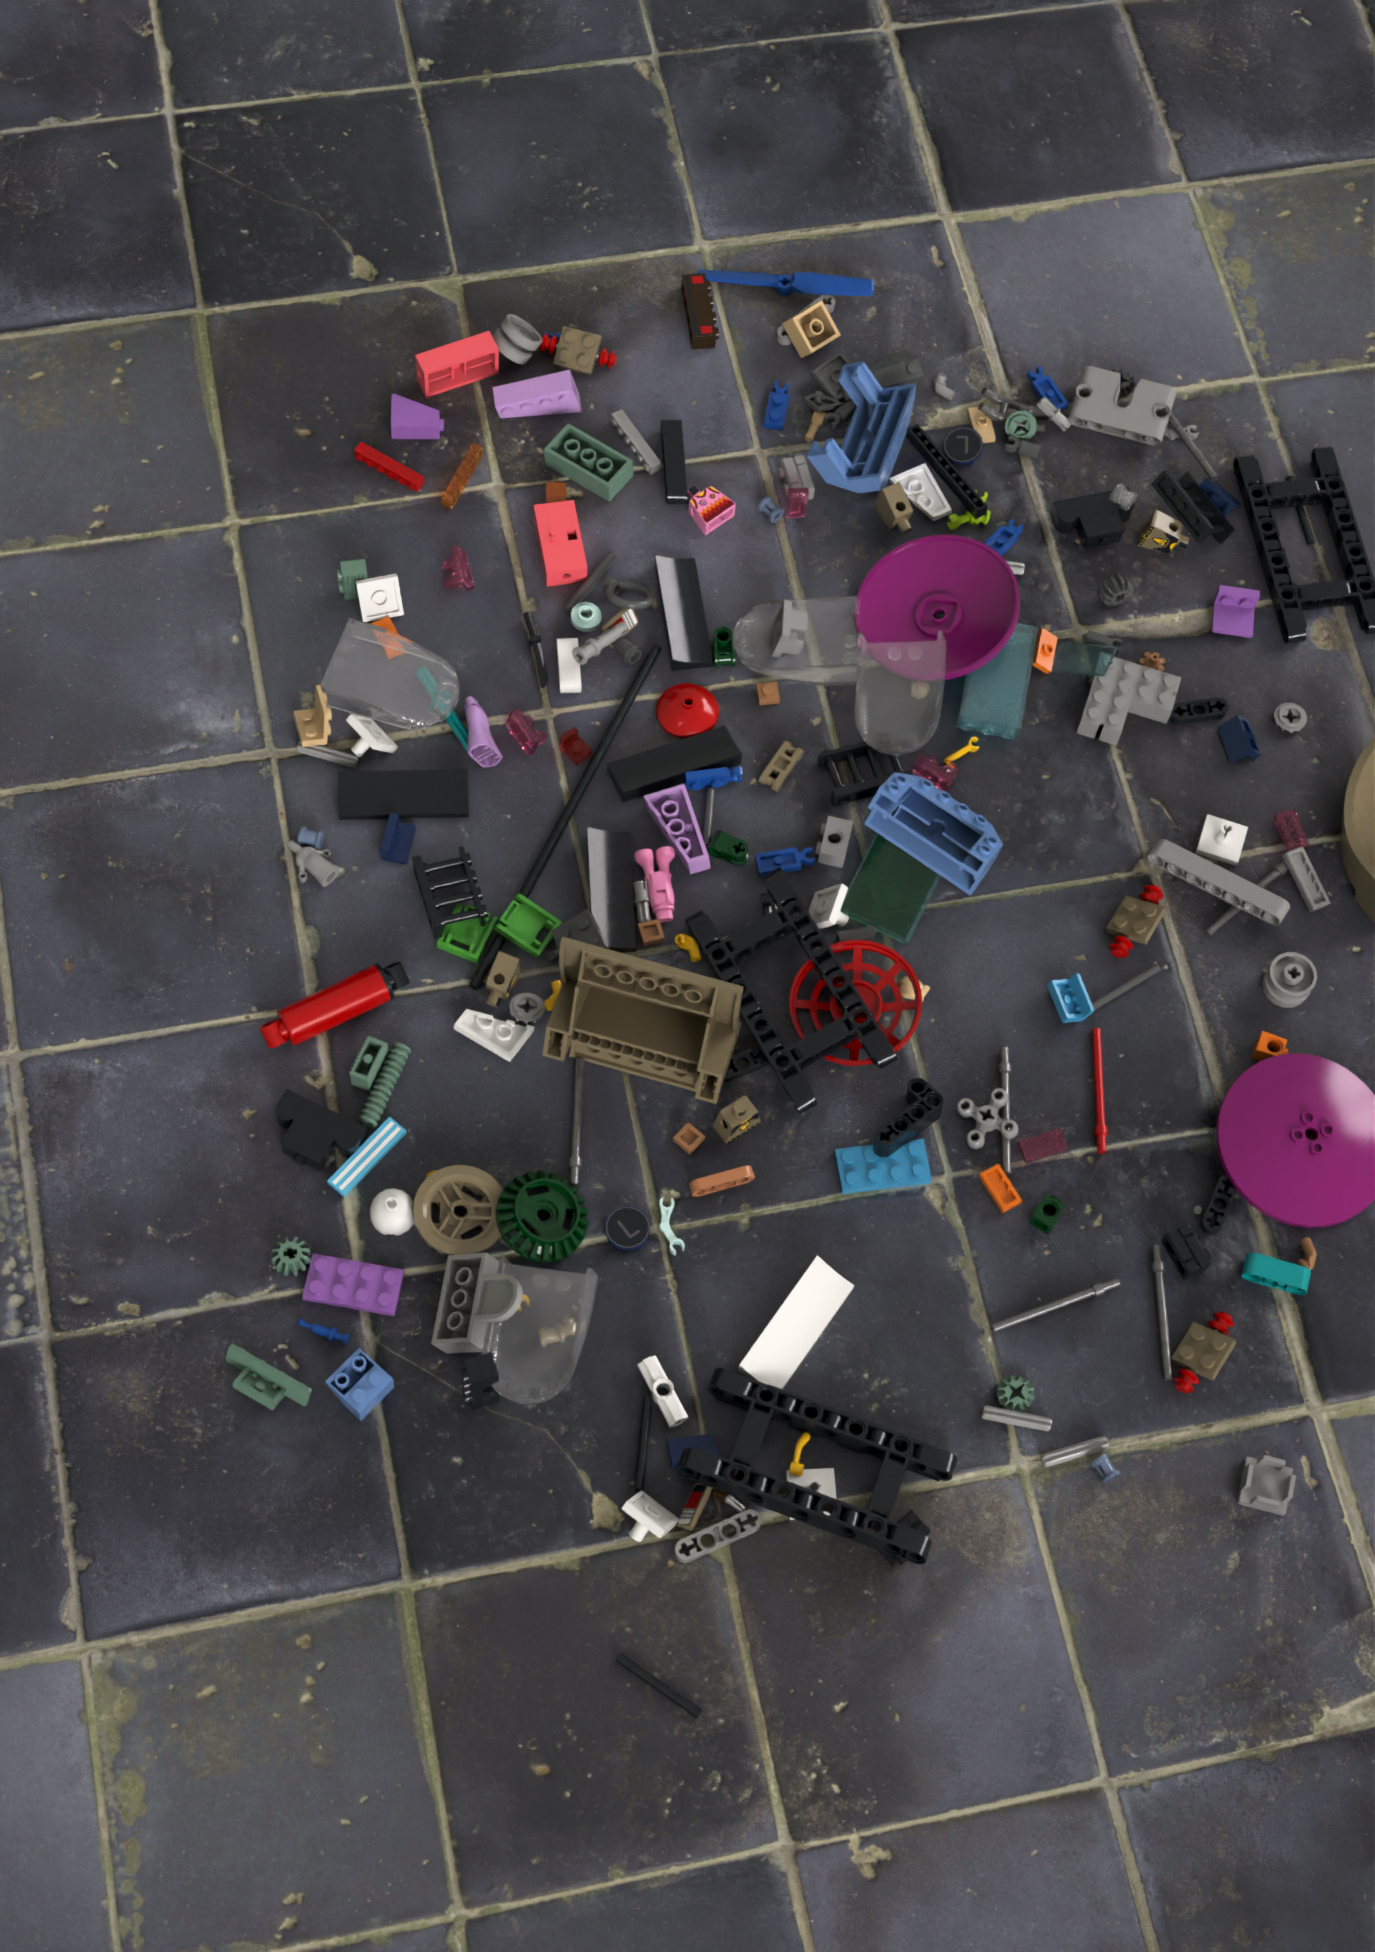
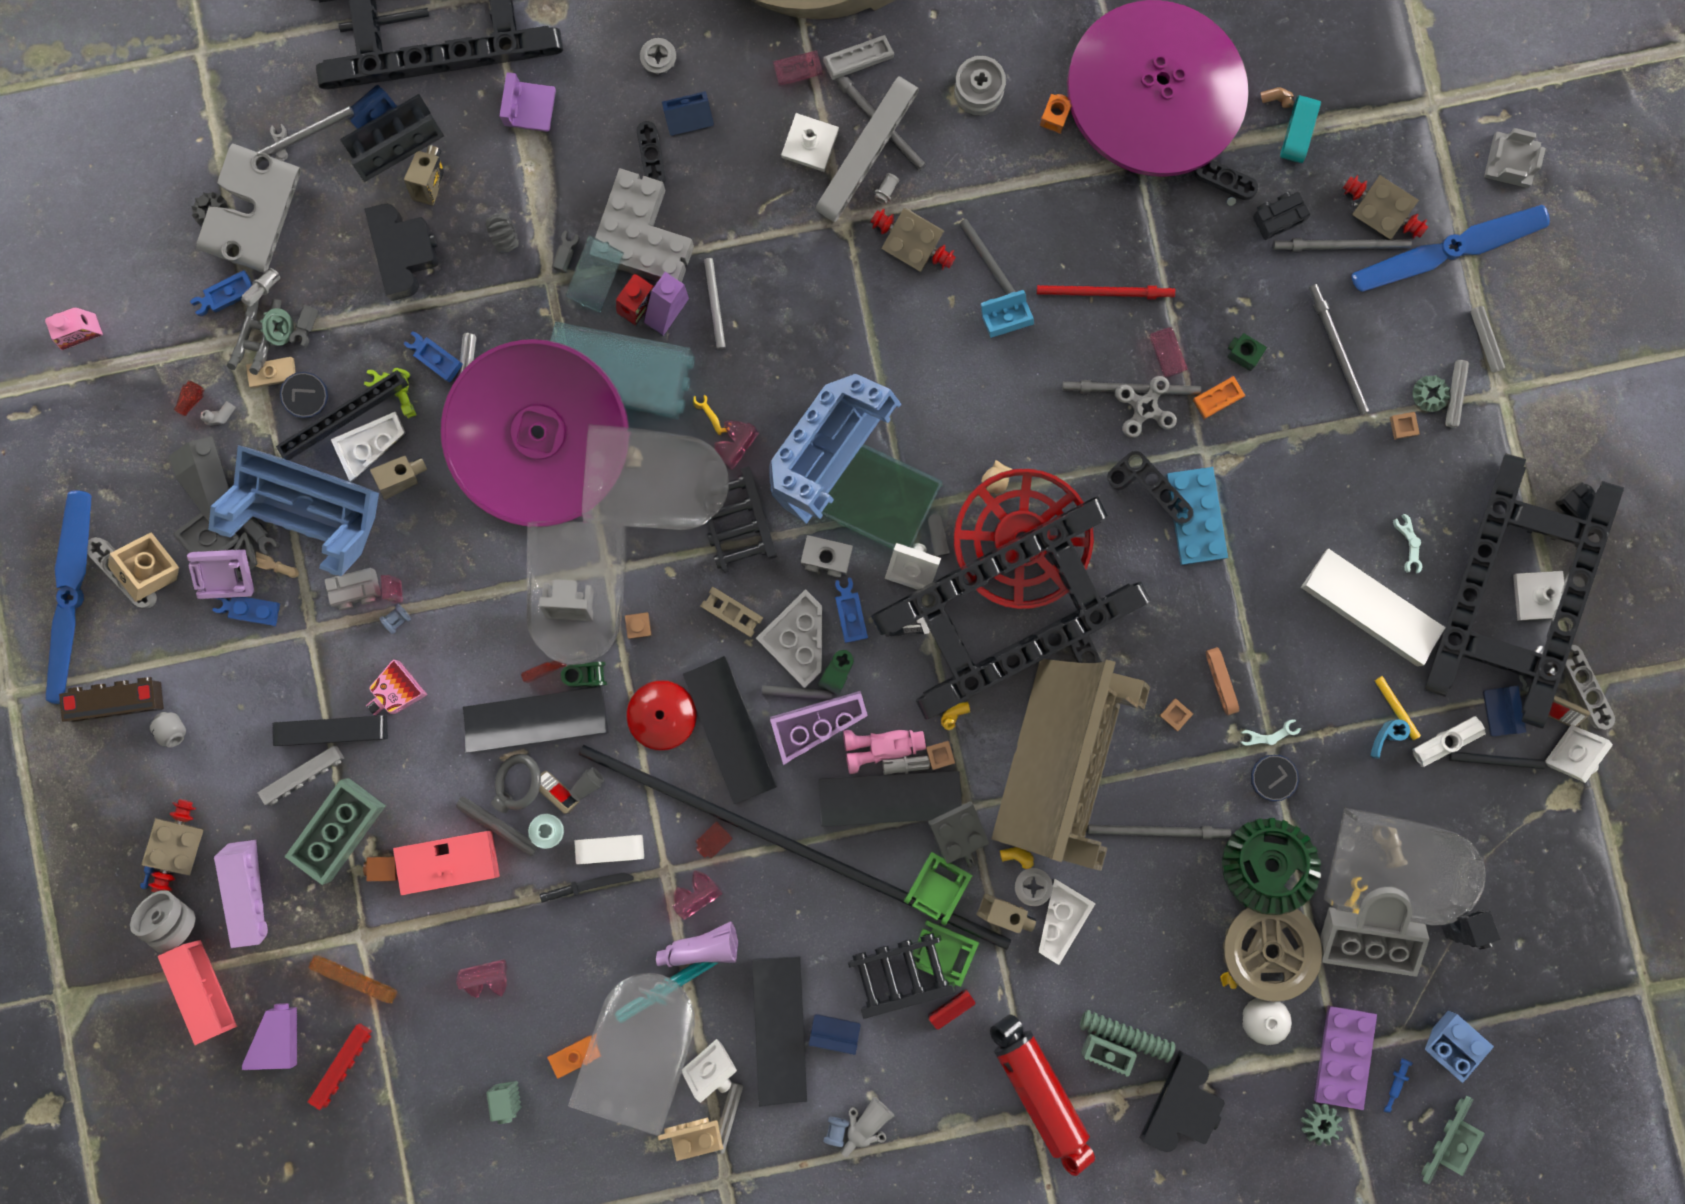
camera: 80 degrees left, 20 degrees up
(366, 1157) = (1206, 1050): medium azure tile -> none
(379, 597) = (528, 1070): white tile -> none
(415, 936) = (951, 1009): none -> red slope
(594, 646) = (592, 822): light grey pin -> none
(672, 1332) = (1387, 732): none -> dark azure panel
(675, 348) = (168, 729): none -> light grey head
(696, 1347) = (1396, 706): none -> yellow bar
(712, 777) = (751, 685): blue plate -> none
(725, 613) = (541, 670): none -> clear red tile
(739, 1117) = (1156, 664): dark tan torso -> none
(758, 816) = (797, 638): none -> light grey plate
(796, 1468) = (1522, 610): yellow piece -> none
(807, 384) = (218, 574): none -> lavender container
(862, 1370) = (1414, 542): none -> light aqua piece
(957, 366) = (189, 396): none -> clear red cone
(981, 1363) = (1404, 425): none -> medium nougat plate
(1010, 284) = (70, 328): none -> bright pink torso
(1043, 761) = (714, 303): none -> light grey bar
(1044, 651) = (579, 316): orange plate -> none
(1062, 713) = (665, 303): none -> medium lavender slope
(1065, 693) = (634, 298): none -> red torso
(1105, 1468) = (1505, 310): sand blue bush -> none
(1123, 496) = (383, 214): clear wheel -> none
(1152, 661) = (590, 200): medium nougat plant -> none
(1175, 1440) = (1473, 241): none -> blue piece
(1182, 900) = (885, 190): none -> light grey pin

